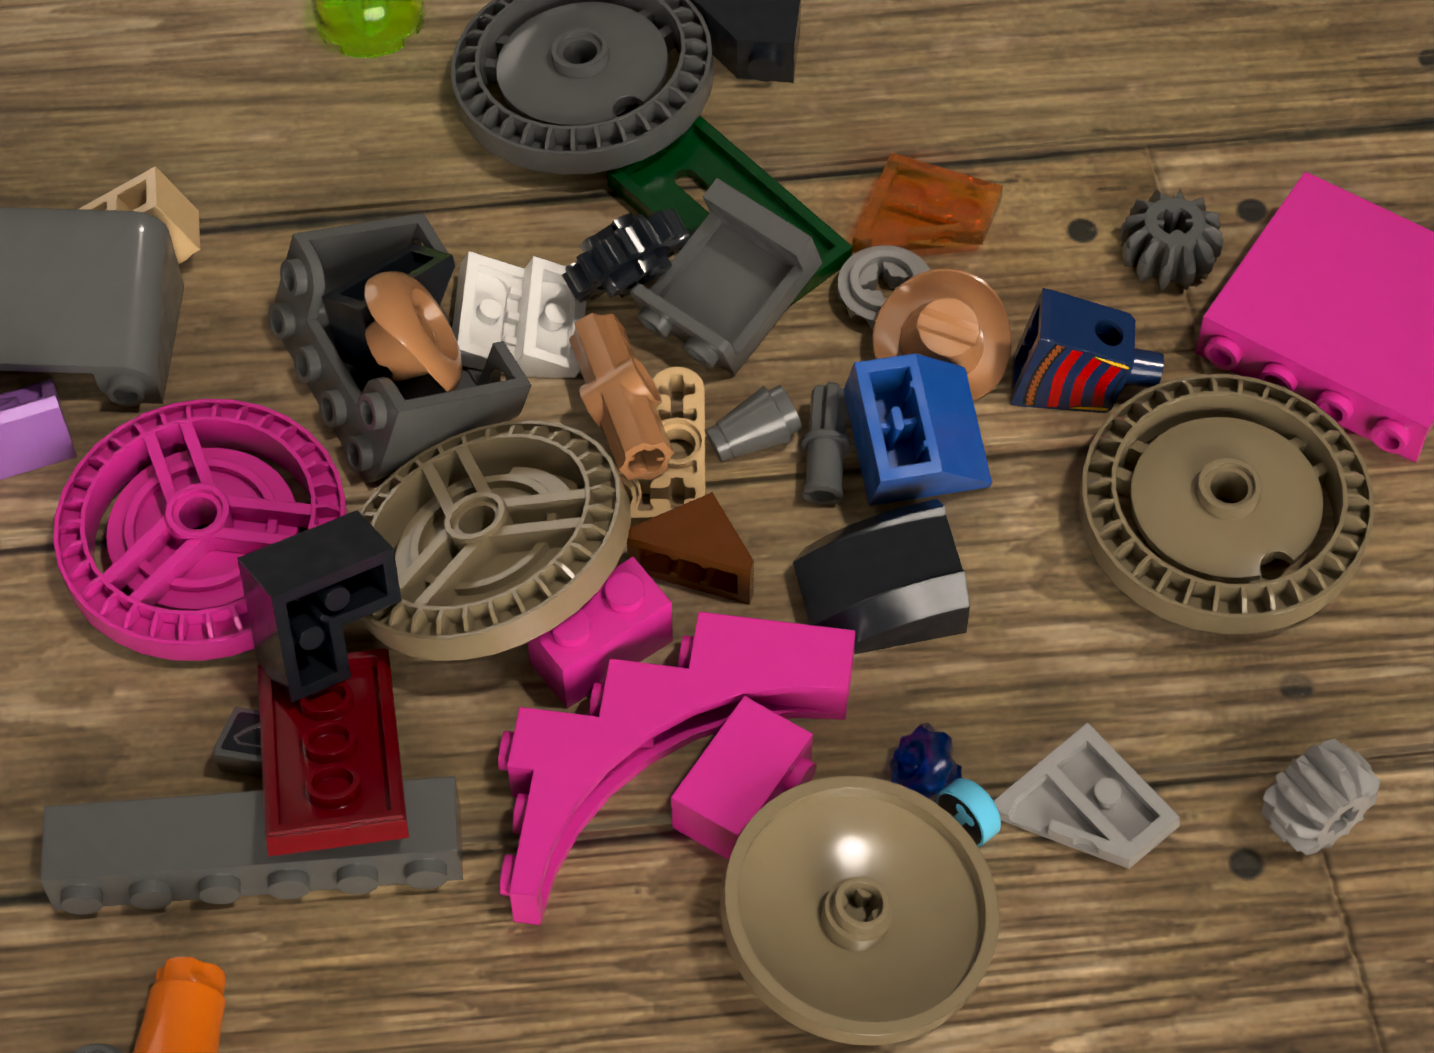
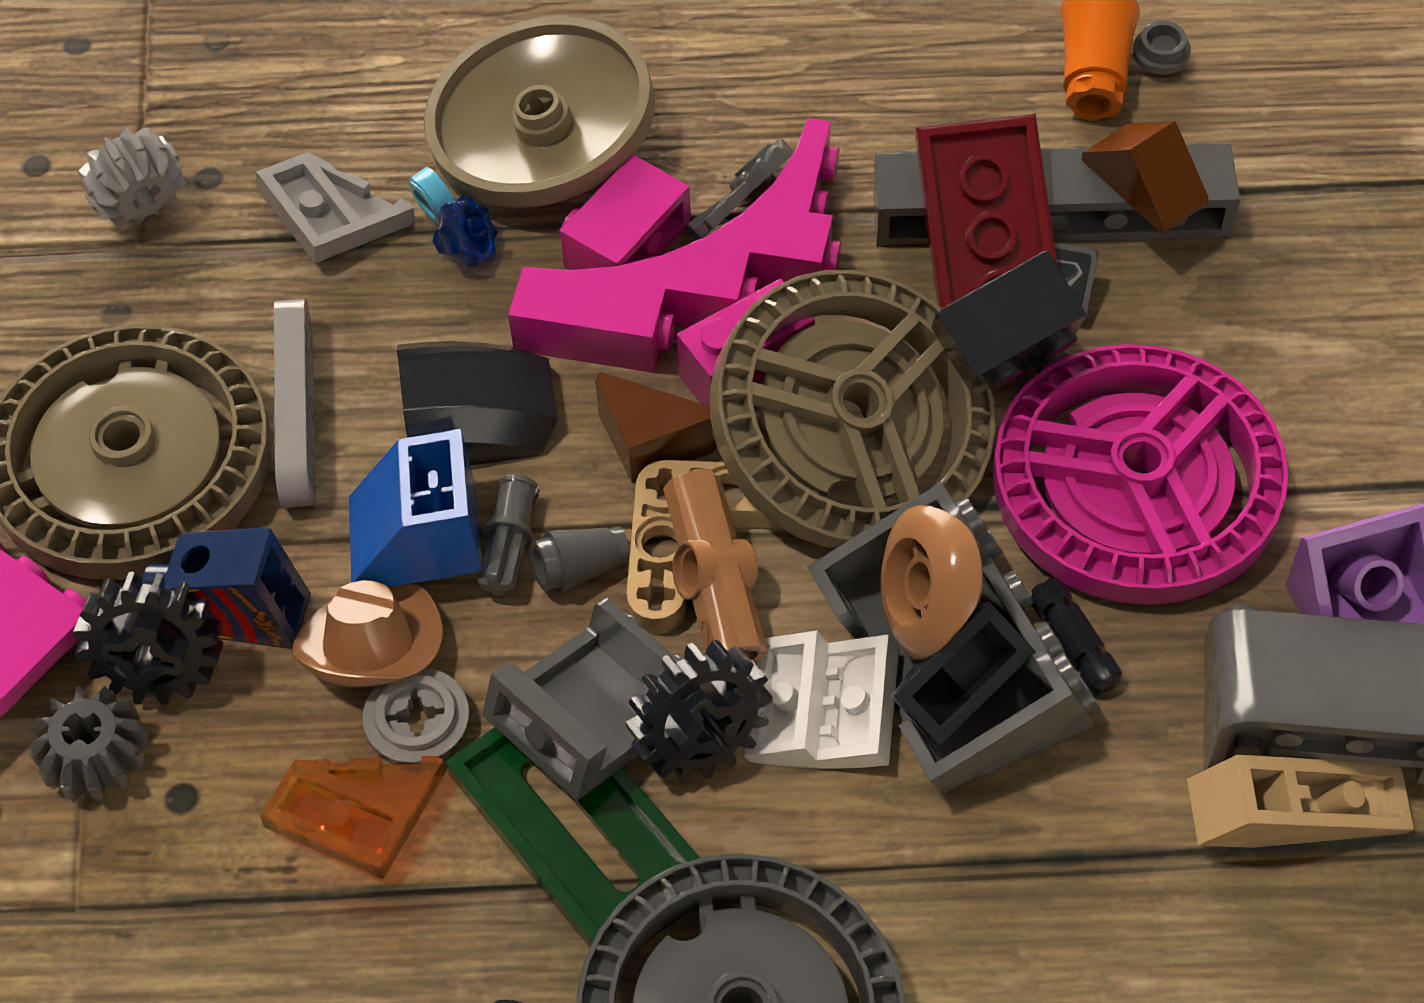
camera: 175 degrees left, 0 degrees up
(150, 819) = (1150, 171): none -> reddish brown slope
(283, 381) = (1076, 636): none -> black axle
(594, 845) = (748, 177): none -> dark grey piece
(1069, 567) = (294, 404): none -> light grey beam
(1144, 287) = (148, 638): none -> black gear

